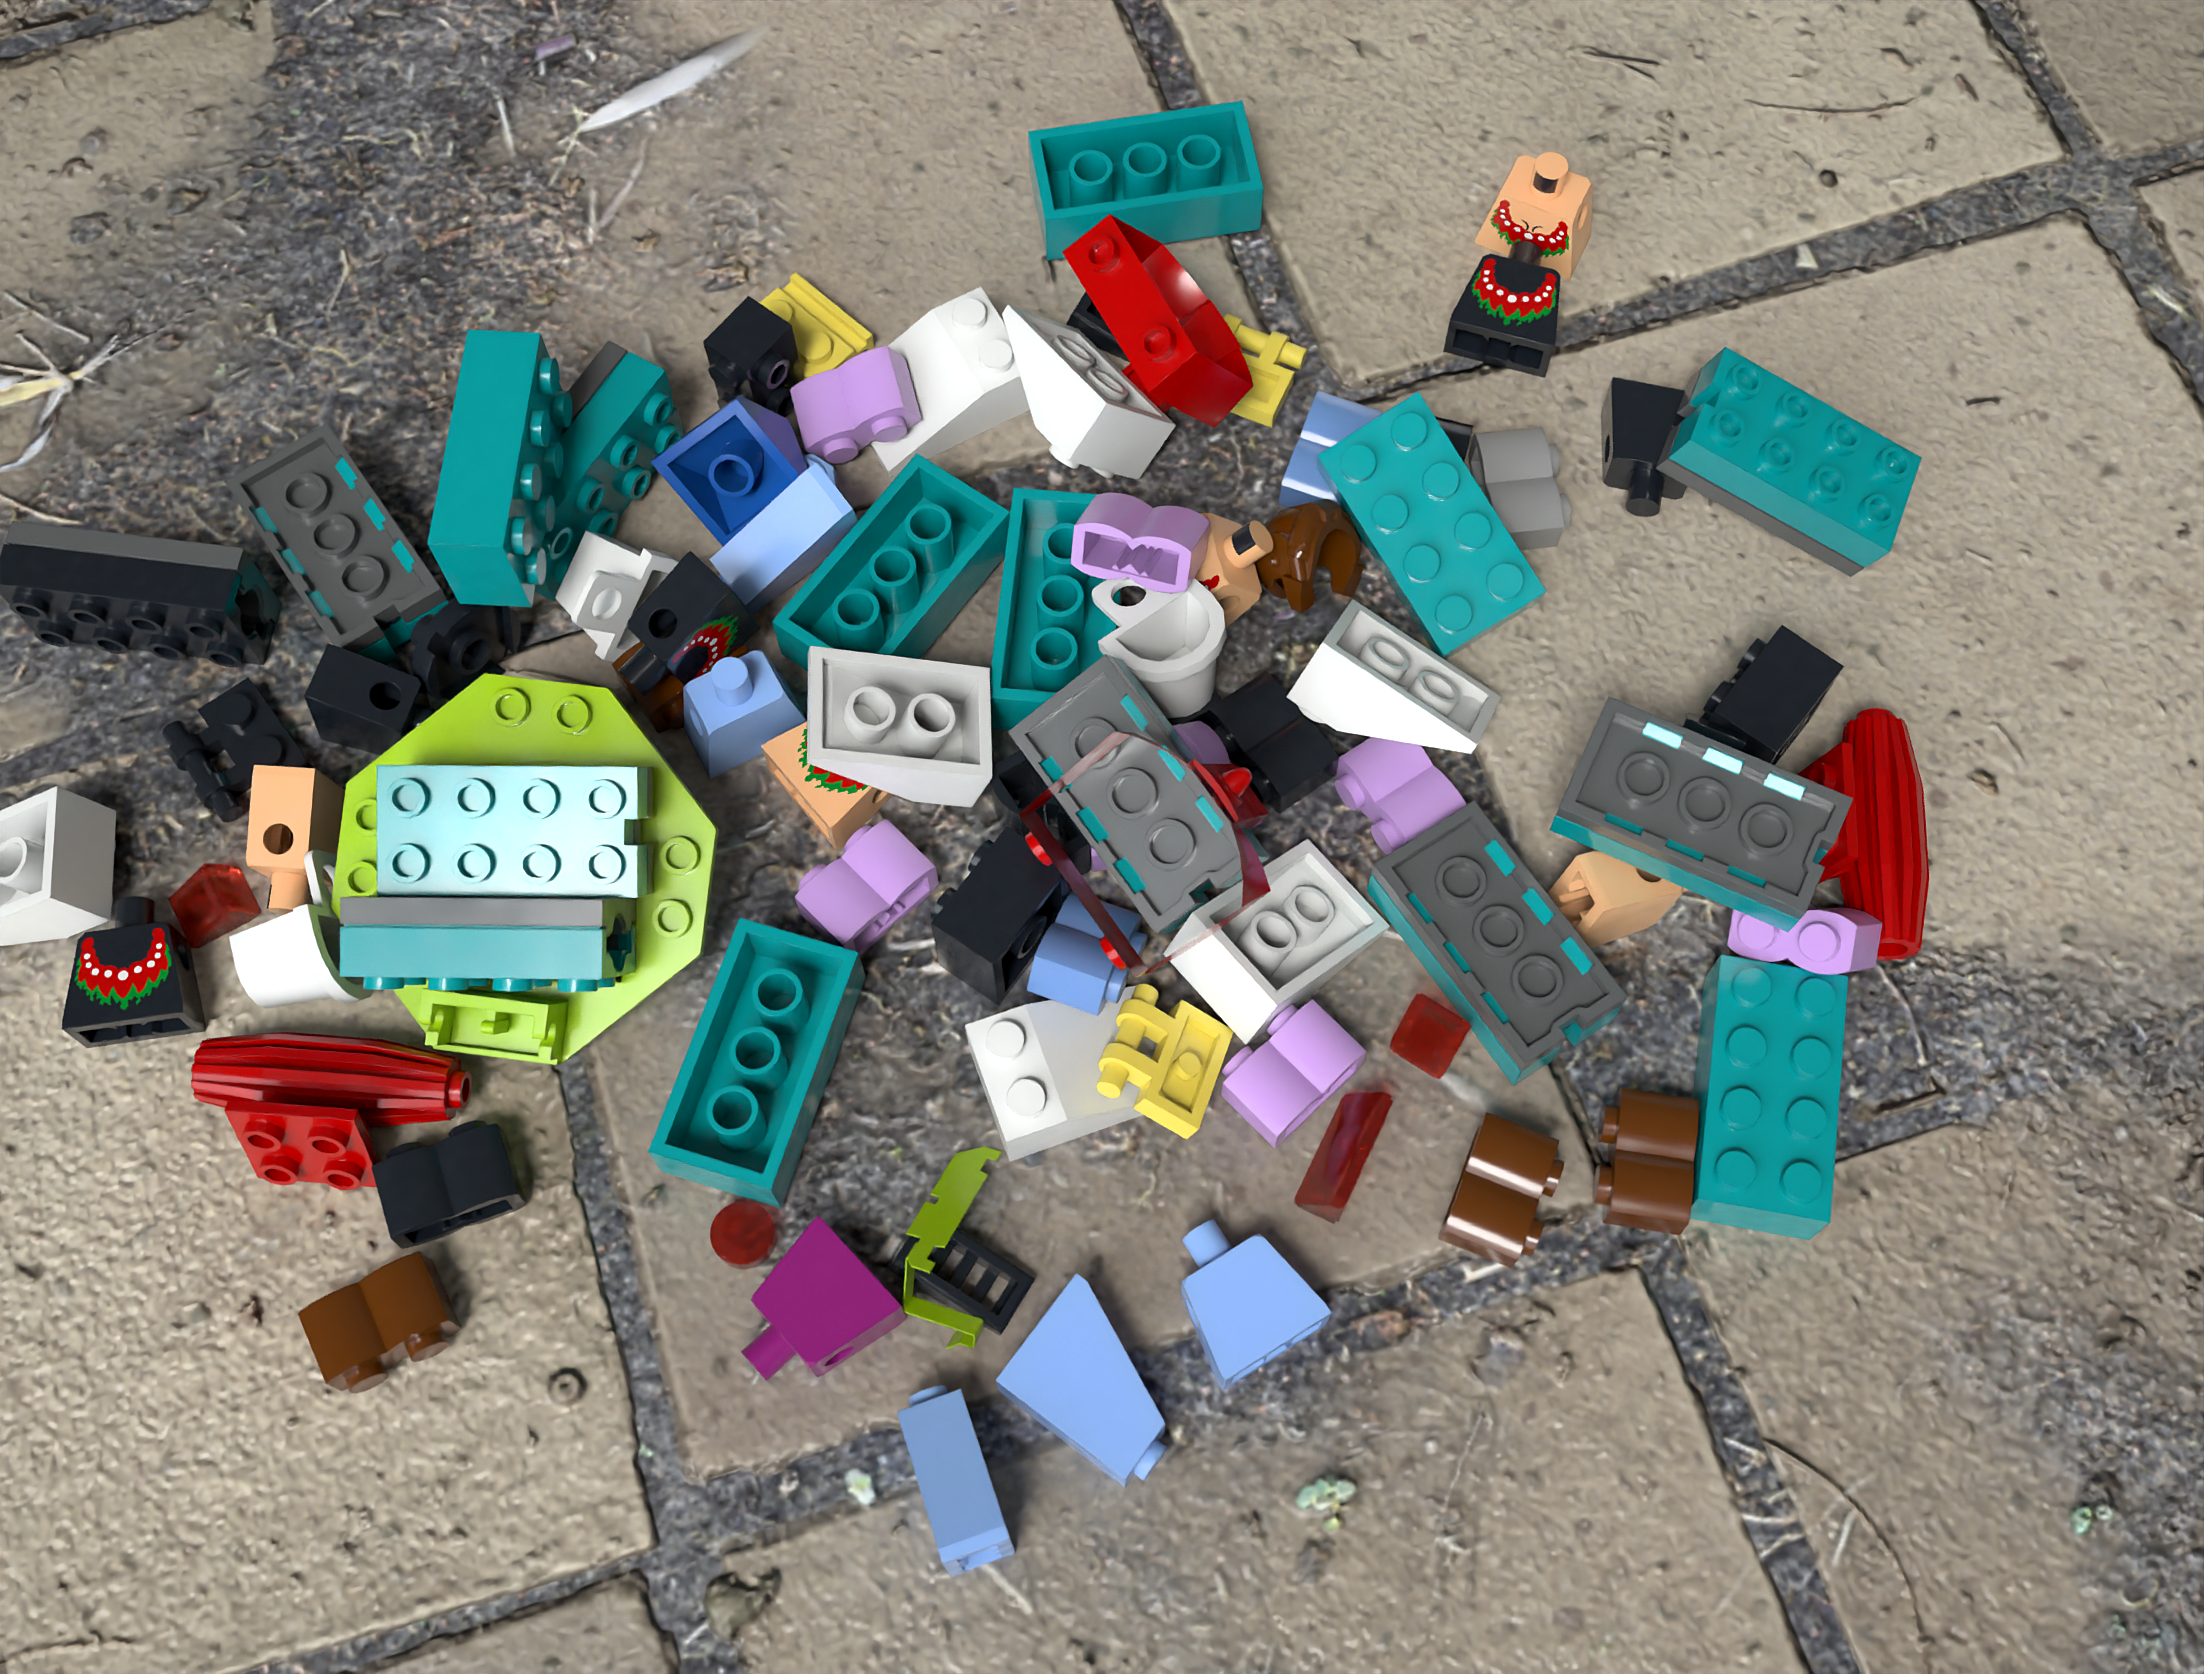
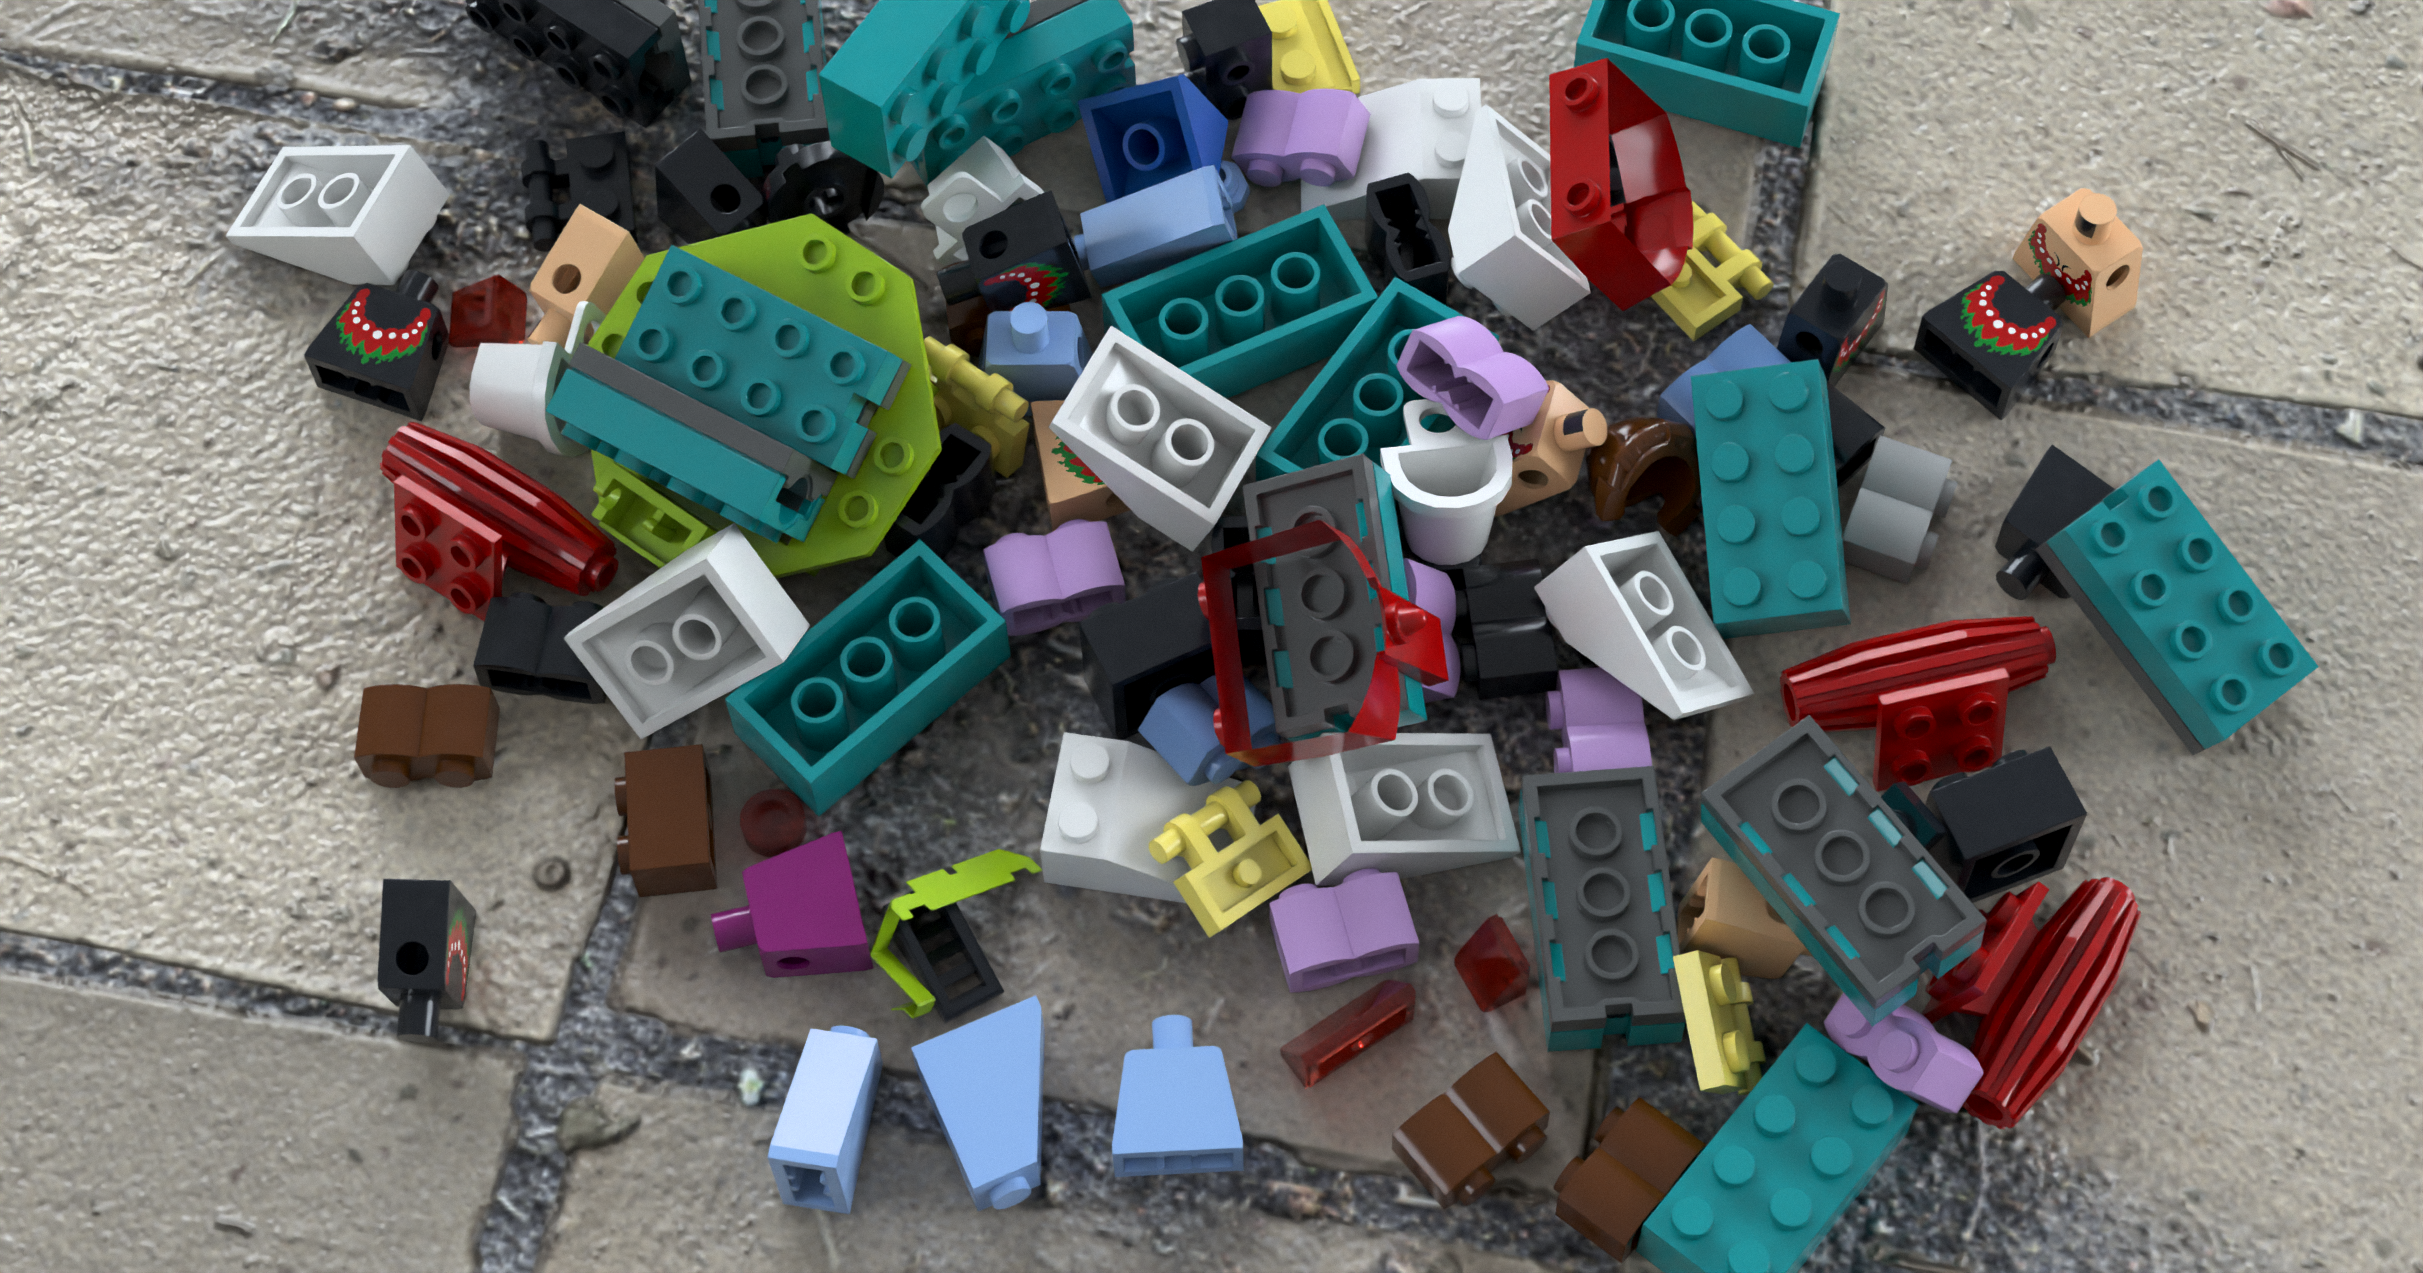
camera: 30 degrees right, 5 degrees down
(477, 1516) = (424, 952): none -> black torso
(581, 1107) = (689, 632): none -> white slope
(651, 1286) = (668, 821): none -> reddish brown brick
(720, 774) = (978, 404): none -> light yellow plate
(737, 865) = (948, 496): none -> black brick
(995, 453) = (1403, 238): none -> black brick
(1381, 347) = (1842, 310): none -> black torso
(1640, 620) = (1925, 690): none -> red plate
(1640, 980) = (1719, 1023): none -> light yellow plate

